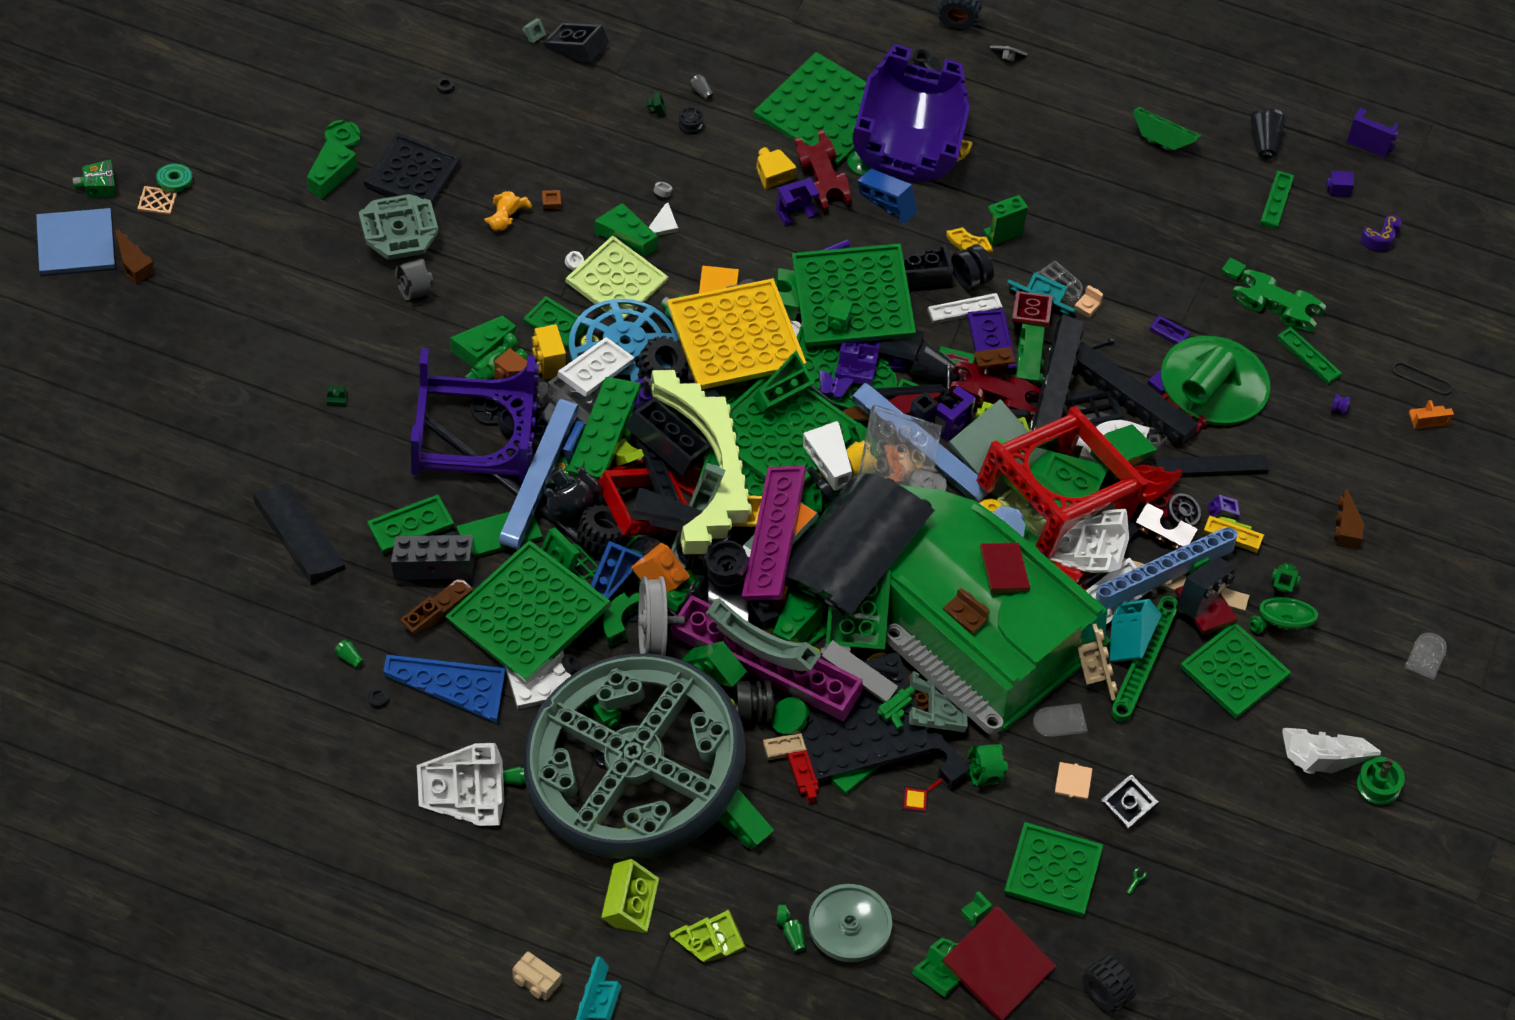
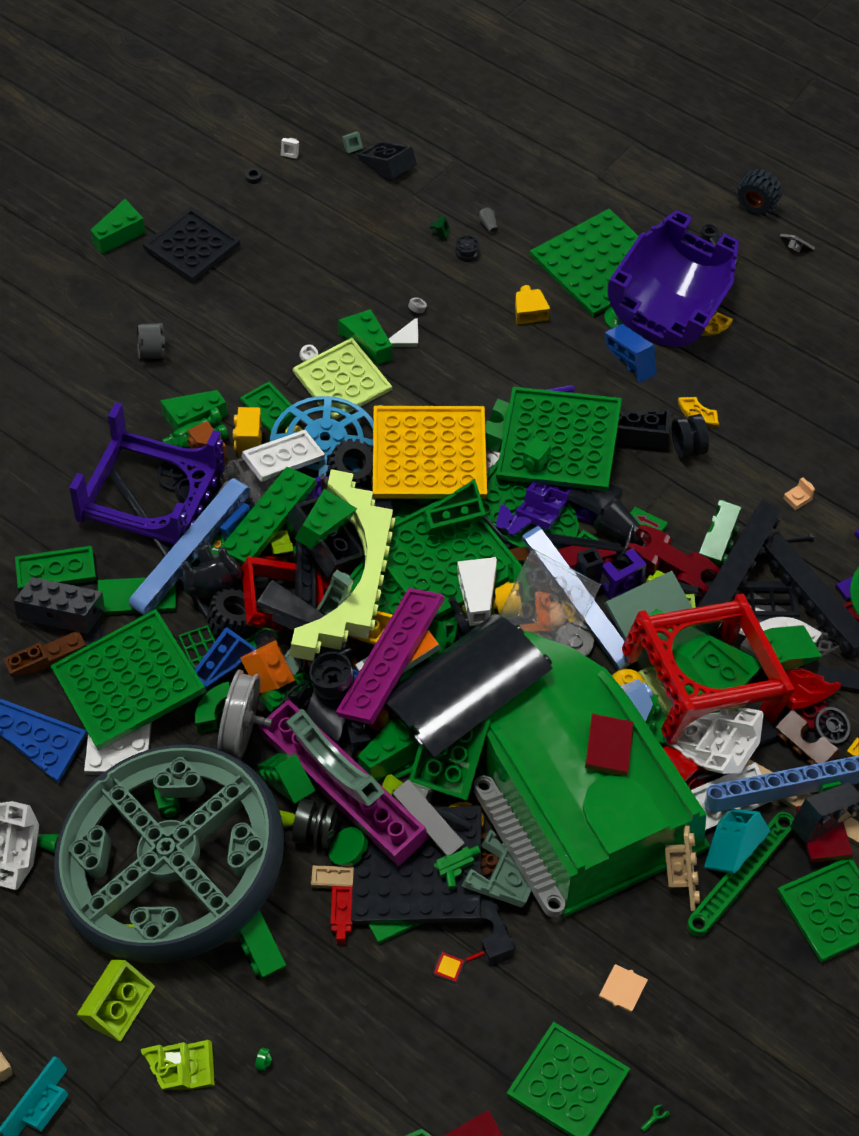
camera: 20 degrees right, 0 degrees up
(336, 396) = (38, 433): dark green tile -> none
(344, 133) = (144, 201): green tile -> none
(399, 226) = (154, 289): sand green piece -> none
(473, 49) = (289, 147): none -> white tile
(506, 205) = (264, 292): light orange animal -> none
(551, 199) = (309, 294): dark orange plate -> none
(560, 548) = (182, 627): green tile -> none
(571, 663) = (155, 736): black piece -> none
(666, 417) = (324, 518): none -> green wedge
(717, 278) = (439, 396): light orange tile -> none
(794, 933) = (268, 1085): green cone -> none
(796, 197) = (539, 336): dark purple panel -> none
(827, 182) = (576, 329): dark red piece -> none
(850, 922) = (328, 1087): sand green dish -> none
(959, 309) = (672, 475): white tile -> none
(967, 611) = (554, 782): reddish brown bracket -> none
(976, 910) = (469, 1107): green panel -> none
(987, 764) = (533, 950): green brick -> none
(990, 331) = (688, 512): dark purple piece -> none
(996, 361) = (681, 531): reddish brown panel -> none
(1007, 220) = (738, 398): green panel -> none
(1032, 308) = (736, 488): dark red slope -> none
(1045, 286) = (758, 473): teal bracket -> none
(1059, 275) = (778, 462): clear window -> none
(1060, 720) = (630, 918): clear window -> none
(1130, 802) = (674, 1028): black slope -> none

